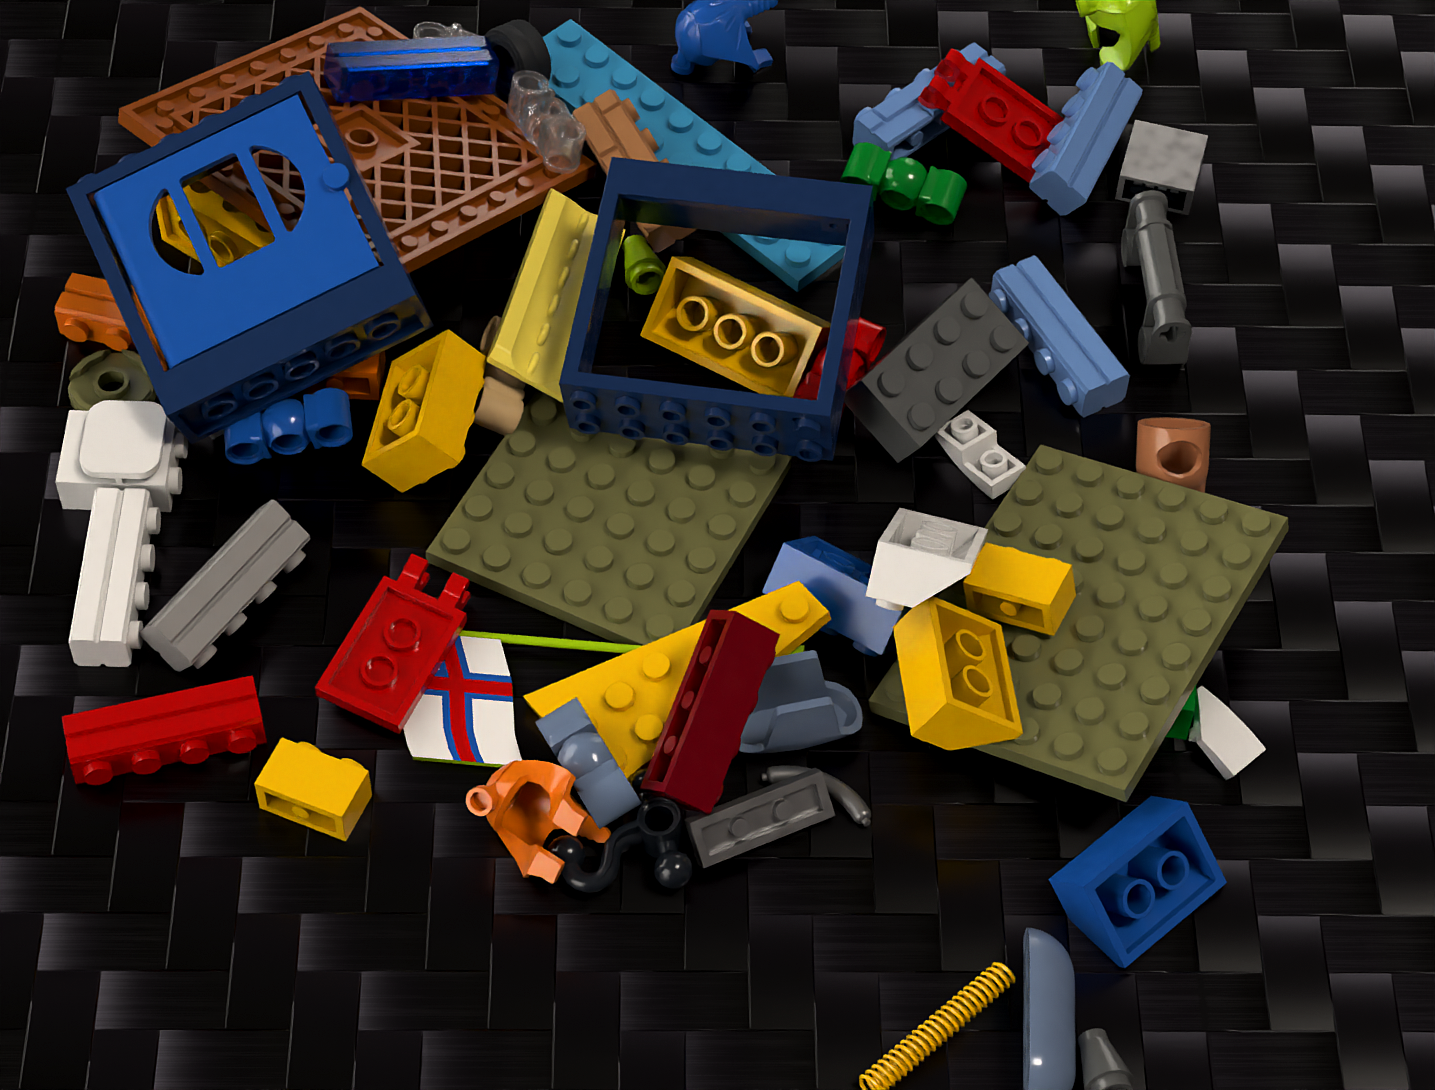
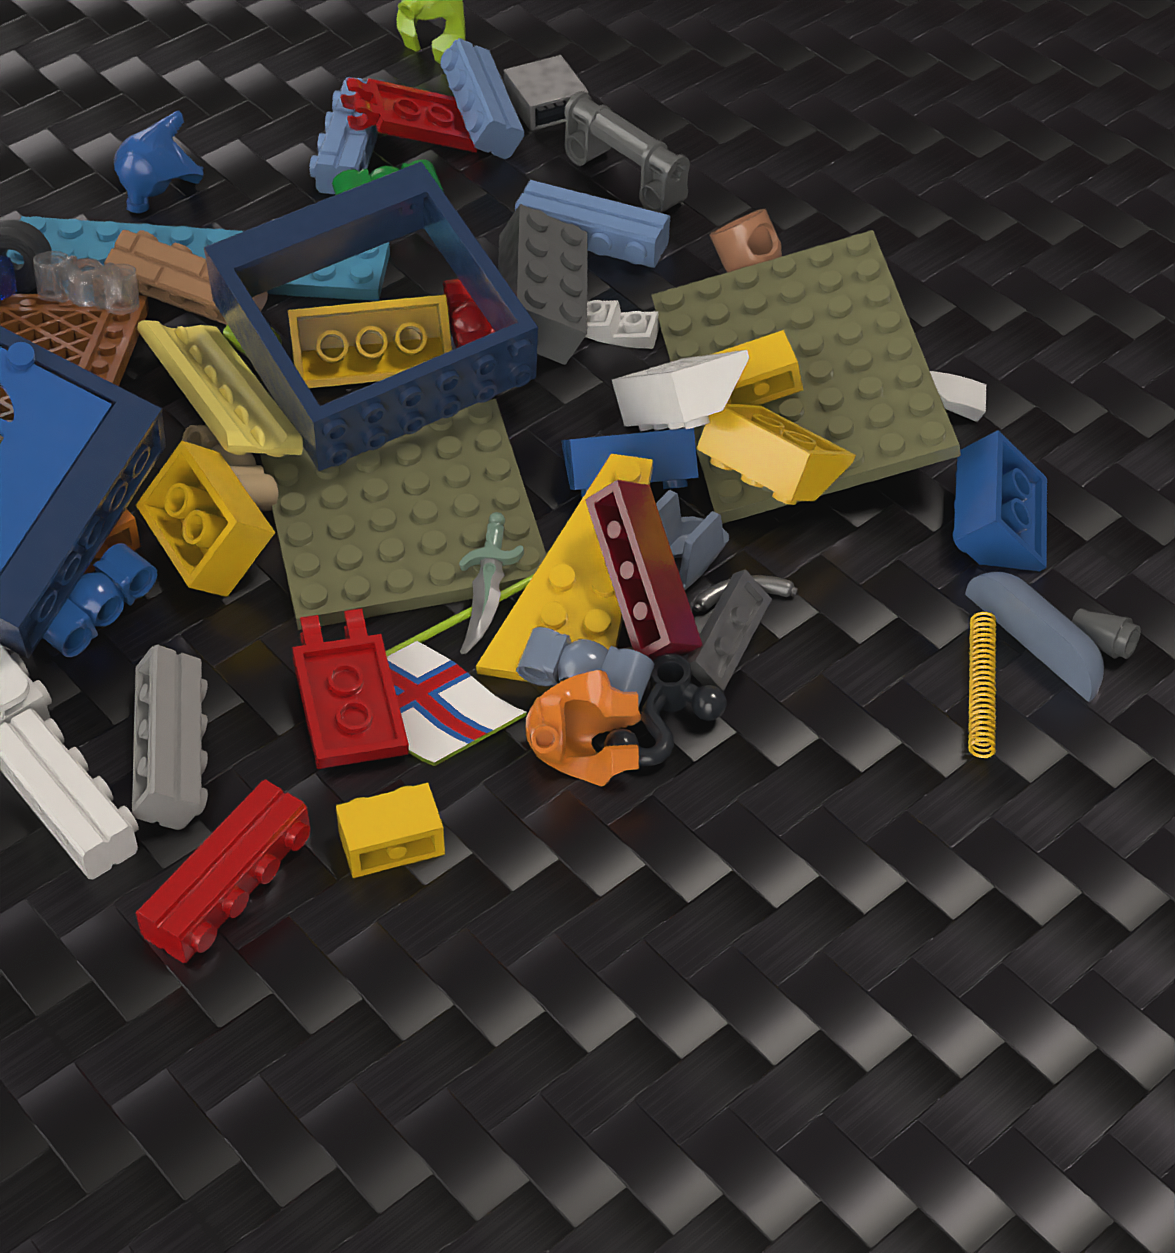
camera: 40 degrees left, 5 degrees down
(601, 626) = (486, 584): none -> piece

